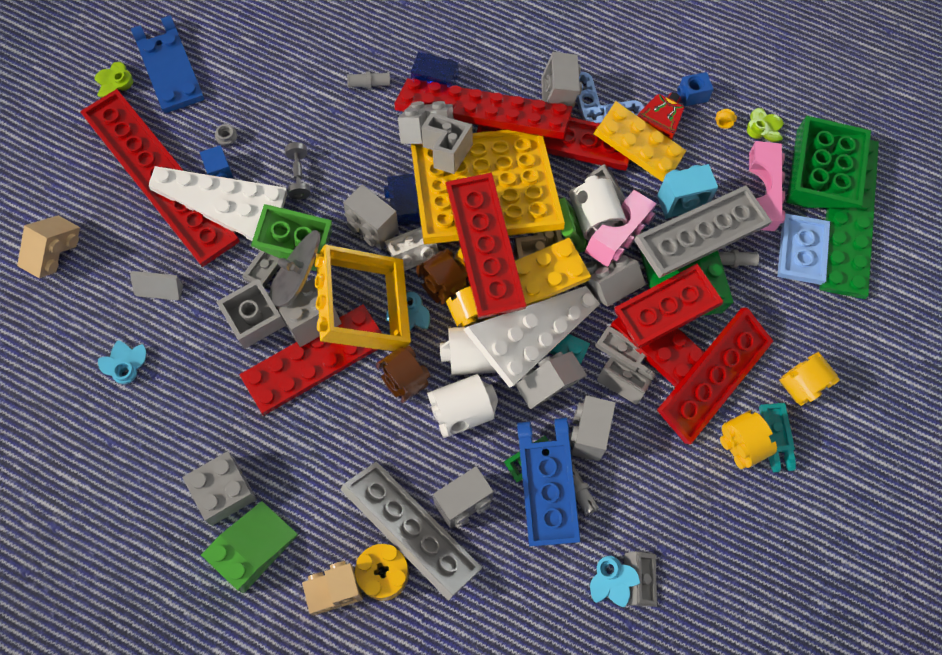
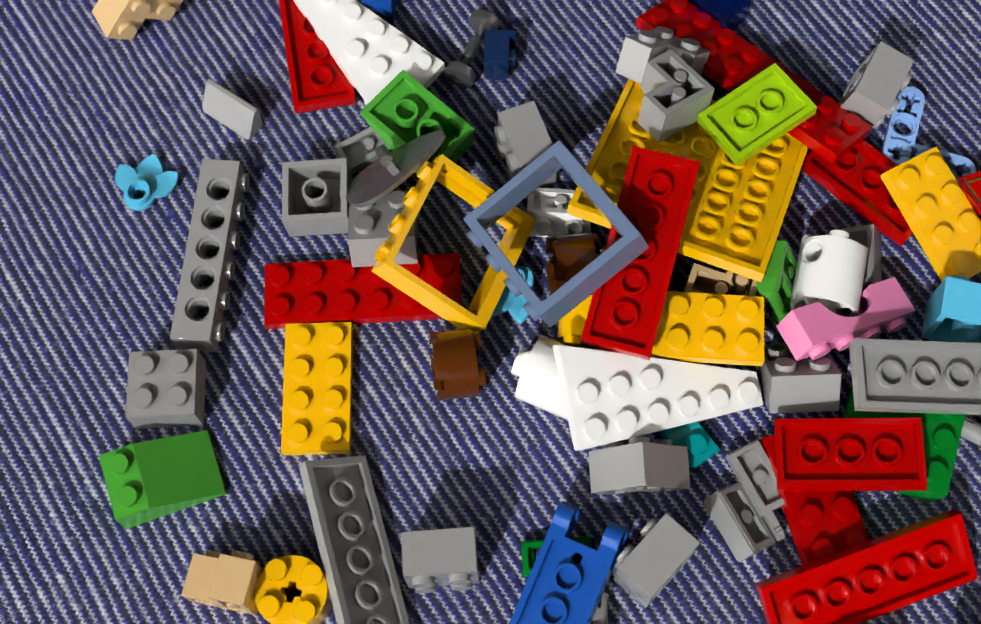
camera: 35 degrees right, 0 degrees up
(173, 335) = (214, 179): none -> light grey brick
(317, 166) = (499, 53): none -> dark blue brick
(320, 436) = (317, 389): none -> yellow plate
(403, 198) = (581, 135): clear blue brick -> none
(463, 405) = (507, 442): white cylinder -> none
(479, 245) = (590, 277): none -> sand blue window
(503, 129) = (756, 114): none -> lime plate

